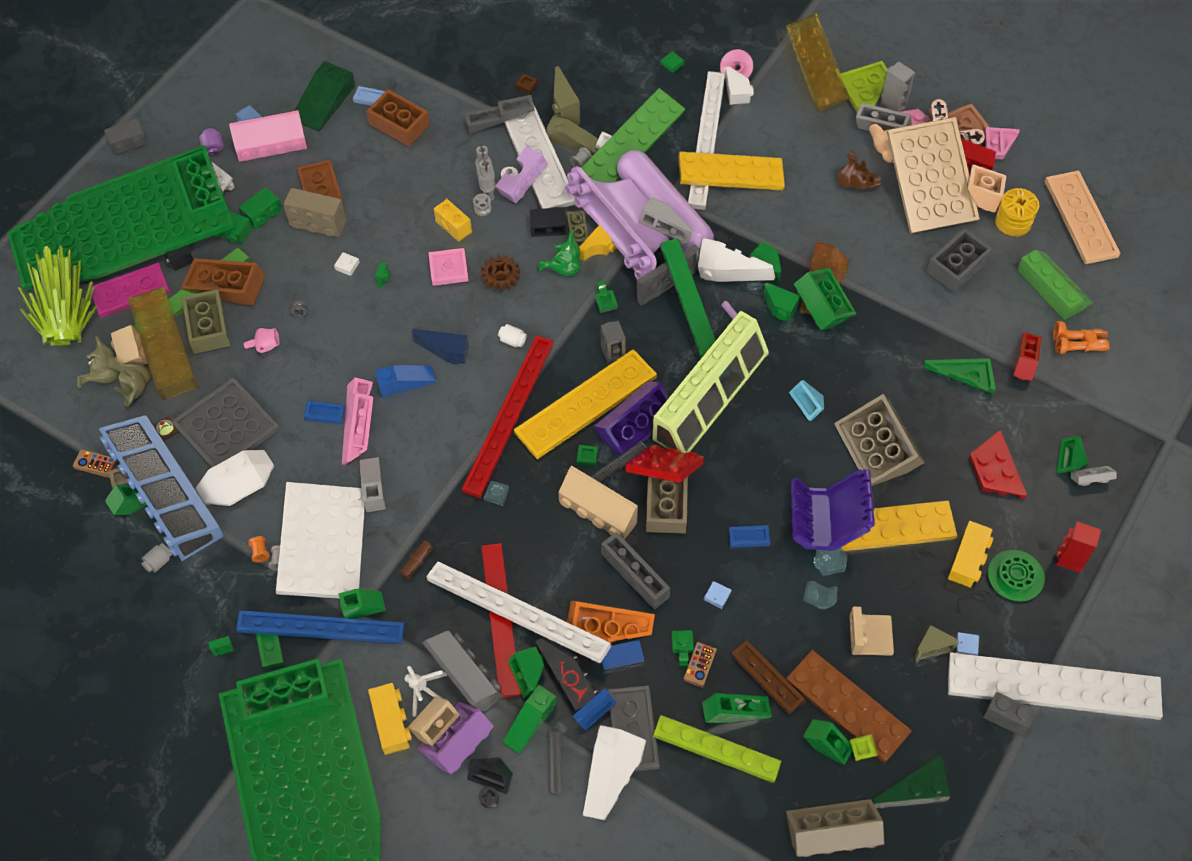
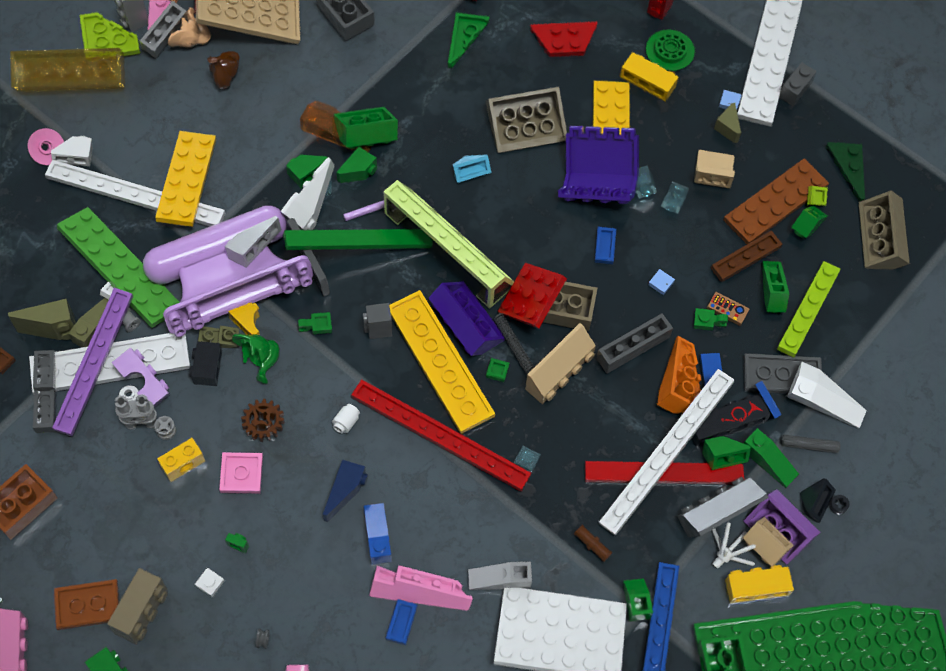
camera: 85 degrees left, 5 degrees up
(531, 138) = (92, 362): none -> medium lavender plate
(672, 62) = (16, 208): green tile -> none

